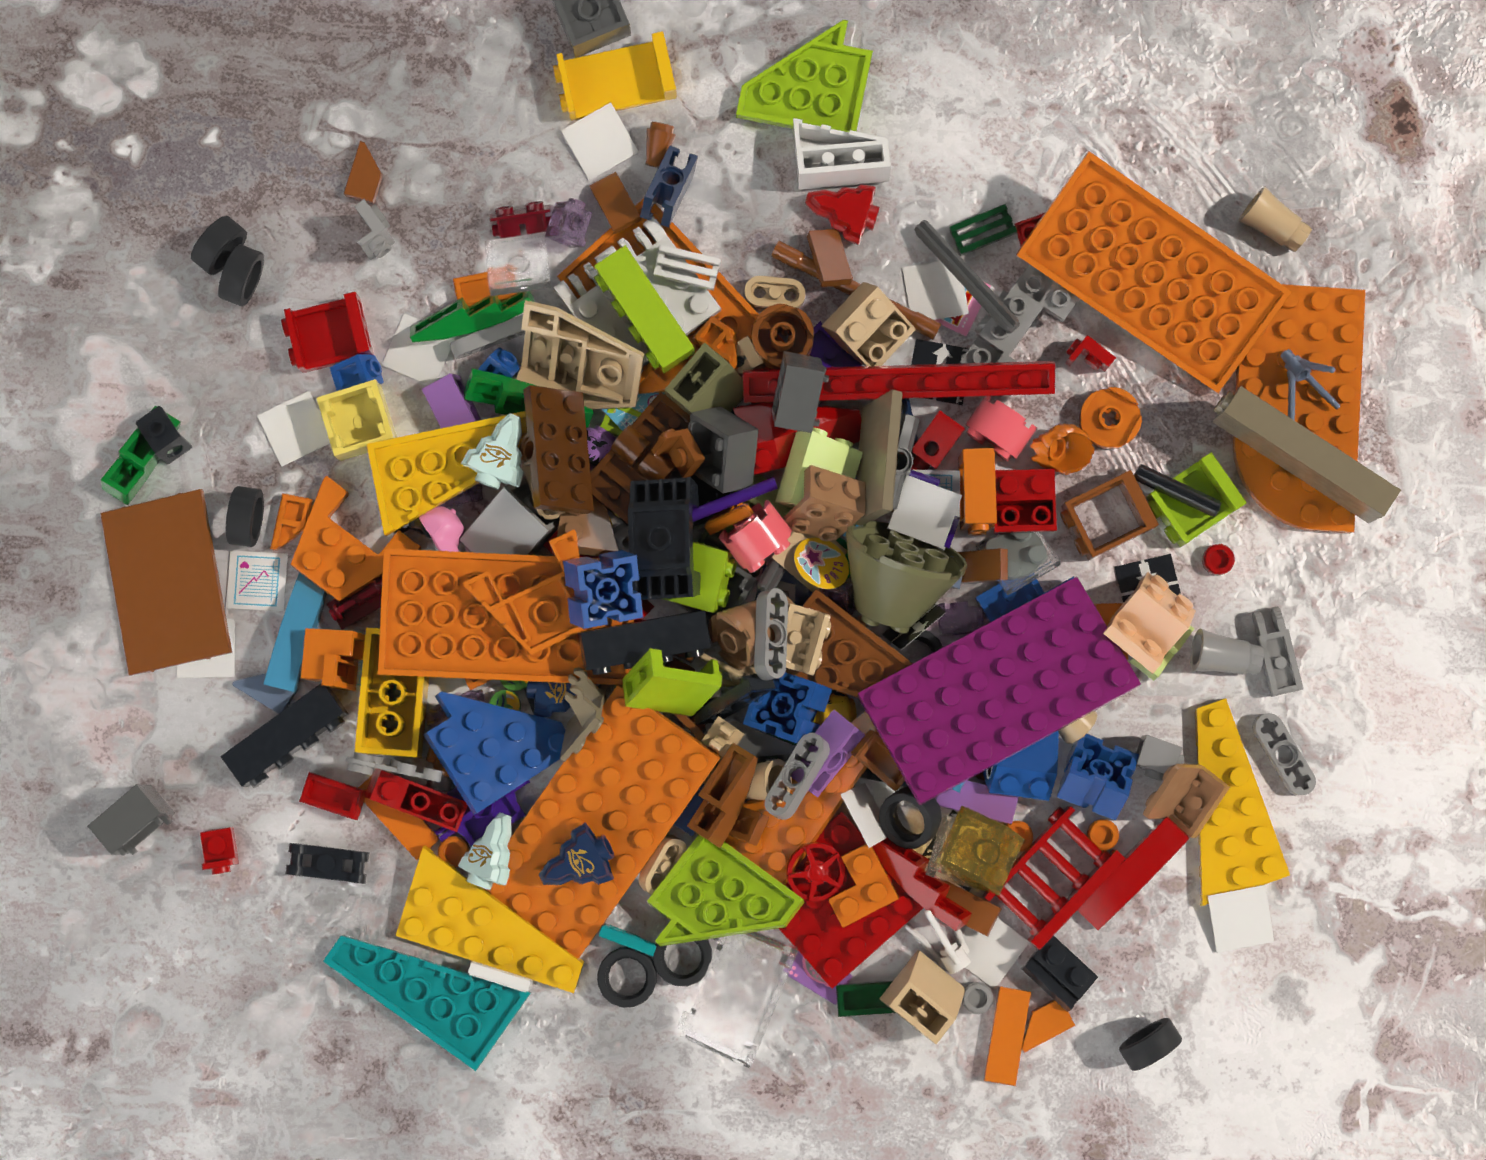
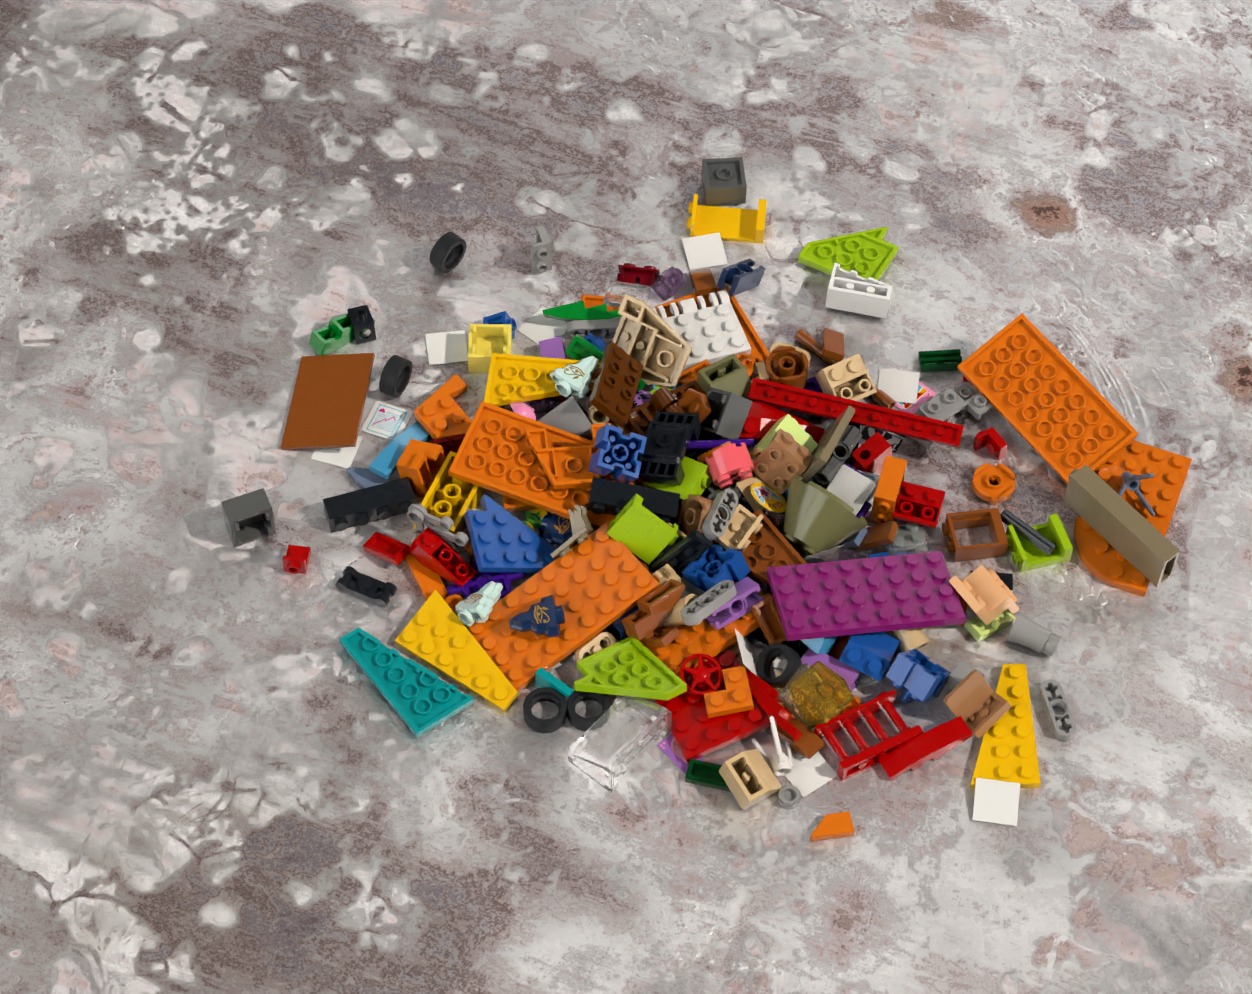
camera: 15 degrees right, 30 degrees down
(217, 244) = (437, 225): black tyre -> none
(290, 519) = (422, 391): orange tile -> none
(327, 333) = (487, 300): red panel -> none
(364, 176) = (550, 224): dark orange tile -> none
(500, 976) = (463, 684): white tile -> none
(644, 309) = (700, 326): lime brick -> none
(658, 140) = (743, 253): dark orange cone -> none
(661, 260) = (739, 315): white tile -> none
(798, 392) = (786, 388): dark grey container -> none
(847, 210) = (853, 325): red rock -> none
(967, 277) = (921, 375): dark grey axle -> none
(999, 427) = (920, 462): coral brick -> none
(1007, 1035) = (802, 826): orange tile -> none
(1059, 973) = (853, 795): black plate -> none
(1063, 449) = (958, 486): orange hair -> none
(1103, 833) = (912, 719): orange tile -> none
(1150, 1044) = (905, 852): black tyre -> none
(1218, 559) = (1044, 584): red tile -> none
(1275, 220) = (1139, 403): tan plant -> none
(1279, 655) = (1070, 650): light grey hinge -> none

